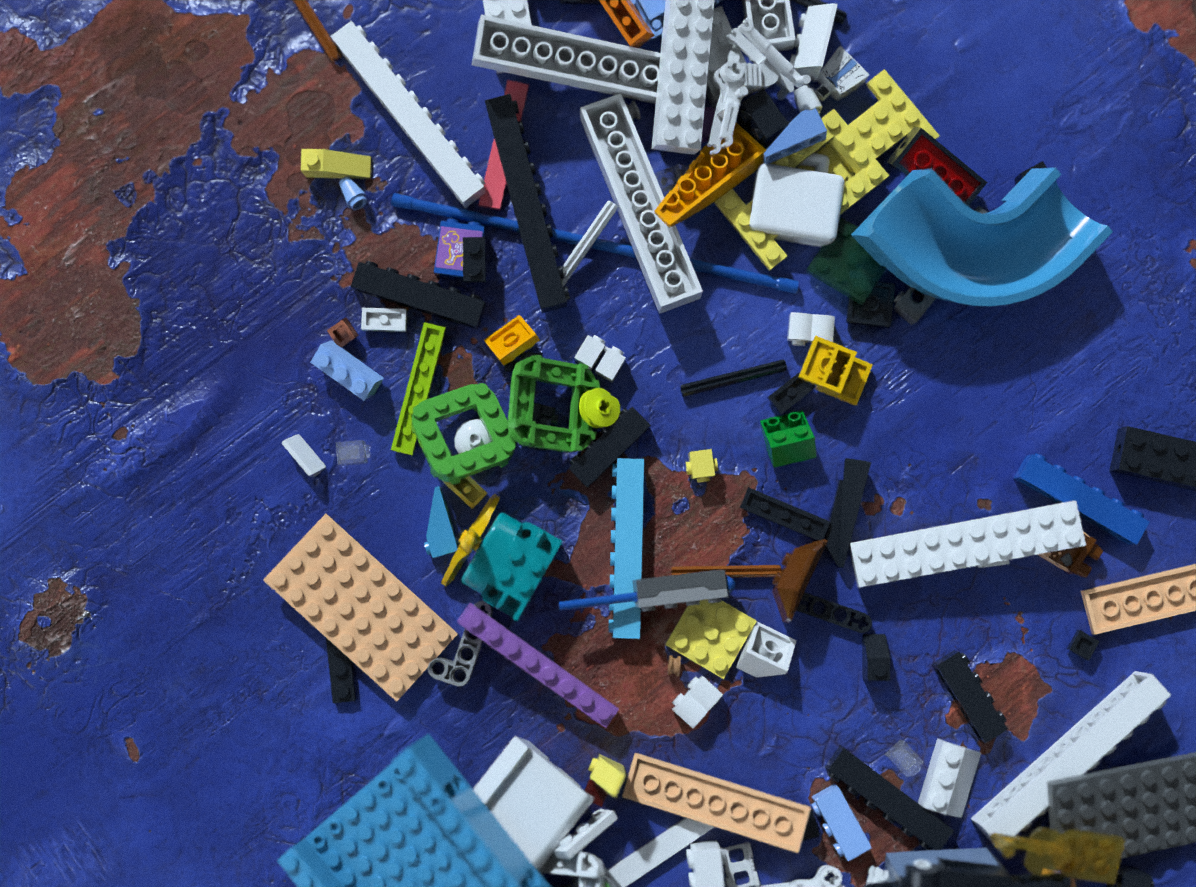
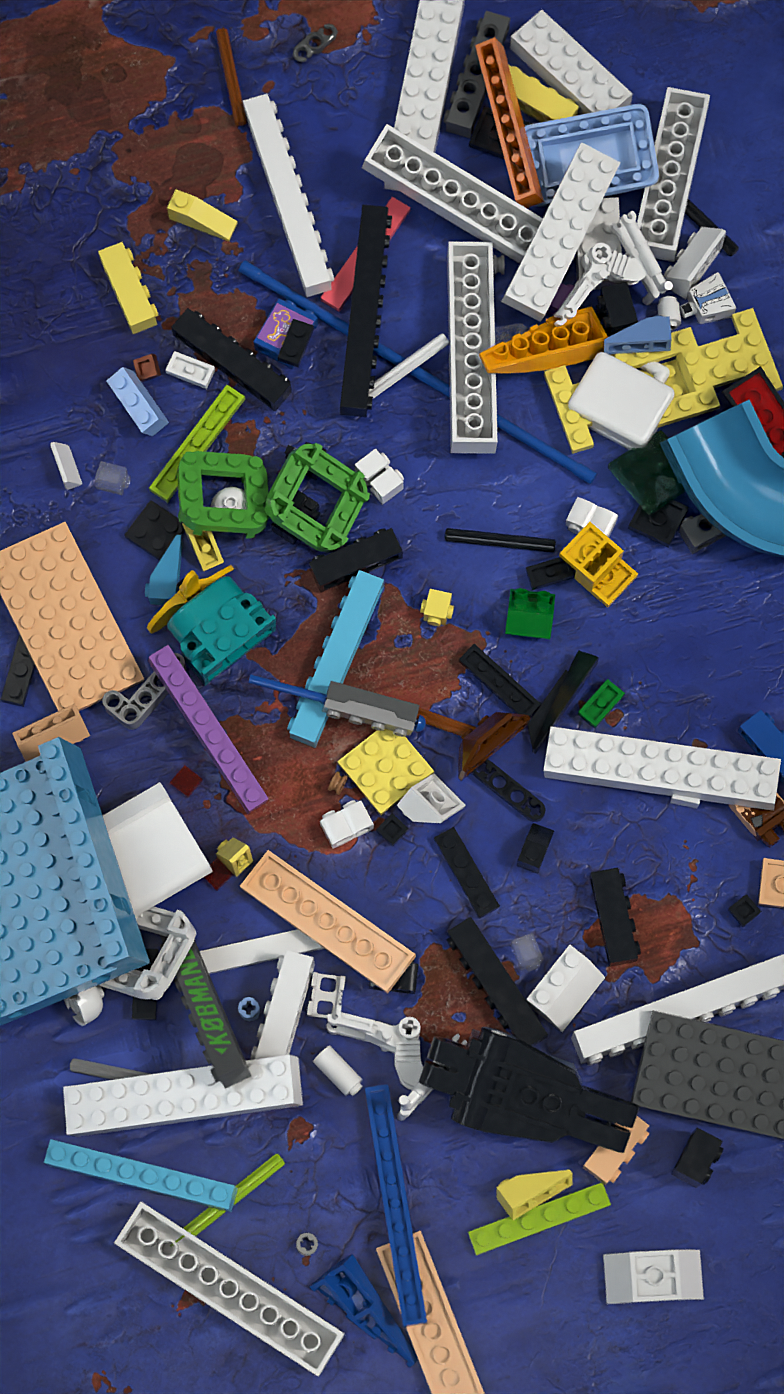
camera: 25 degrees right, 10 degrees down
(293, 261) = (127, 287): none -> light yellow brick
(353, 193) = (207, 248): light blue cone -> none
(393, 721) = (63, 724): none -> light nougat brick
(412, 487) = (154, 530): none -> black plate
(512, 340) = (302, 428): light orange plate -> none
(534, 715) = (186, 781): none -> clear red tile
(585, 833) = (190, 900): white plate -> none
(599, 408) = (359, 518): neon yellow piece -> none
(739, 690) = (392, 829): none -> black plate
(821, 703) = (466, 872): none -> black plate
(840, 822) = (440, 989): light blue brick -> none
(884, 500) = (601, 703): none -> green plate
(1073, 853) = (649, 1084): clear yellow plate -> none

